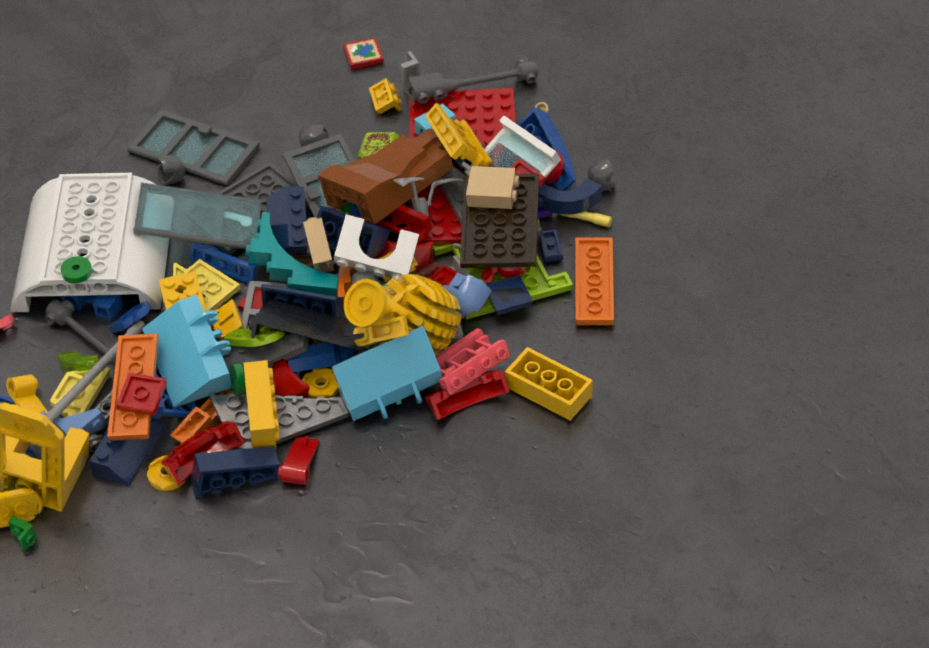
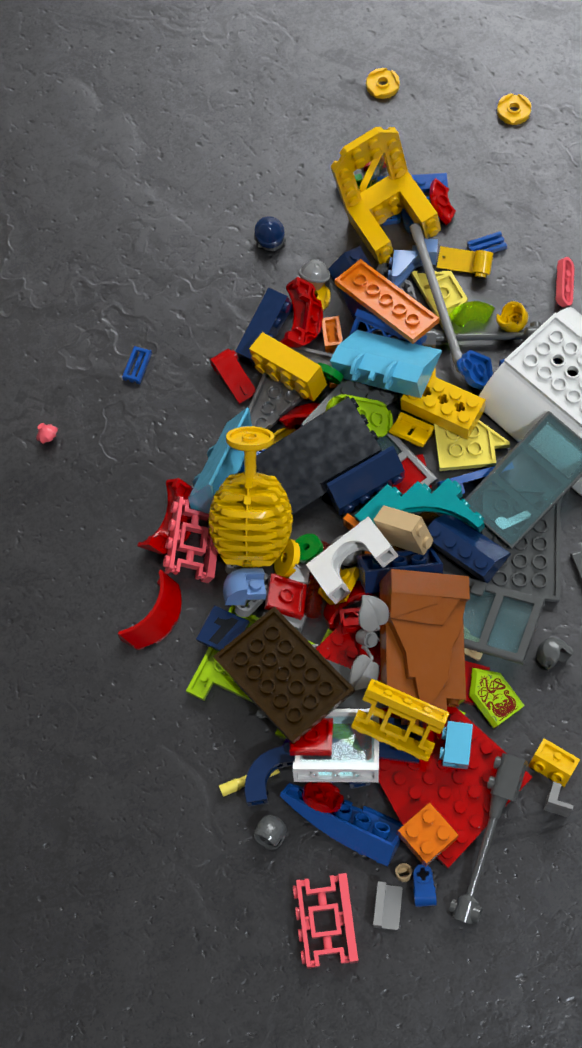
camera: 140 degrees right, 20 degrees up
(63, 328) = (511, 314): none -> yellow helmet
(76, 269) = (539, 346): green piece -> none
(136, 542) = (269, 233): none -> dark blue hair
(141, 394) = (368, 295): red tile -> none
(146, 478) = (315, 273): none -> light grey piece
(364, 533) = (132, 377): none -> blue tile
(382, 331) = (234, 460): yellow plate -> none
(492, 187) = (311, 686): tan brick -> none
(492, 529) = (46, 433): none -> coral piece
(508, 97) = (427, 834): none -> orange brick
(537, 94) = (424, 889): none -> blue piece
(547, 340) = (160, 619): none -> red windscreen
(549, 383) = (104, 569): yellow brick -> none
(551, 246) = (244, 719): dark blue plate -> none
(572, 105) = (387, 906): none -> light grey panel
(594, 281) = (175, 713): orange plate -> none
(606, 110) = (342, 919): none -> coral fence

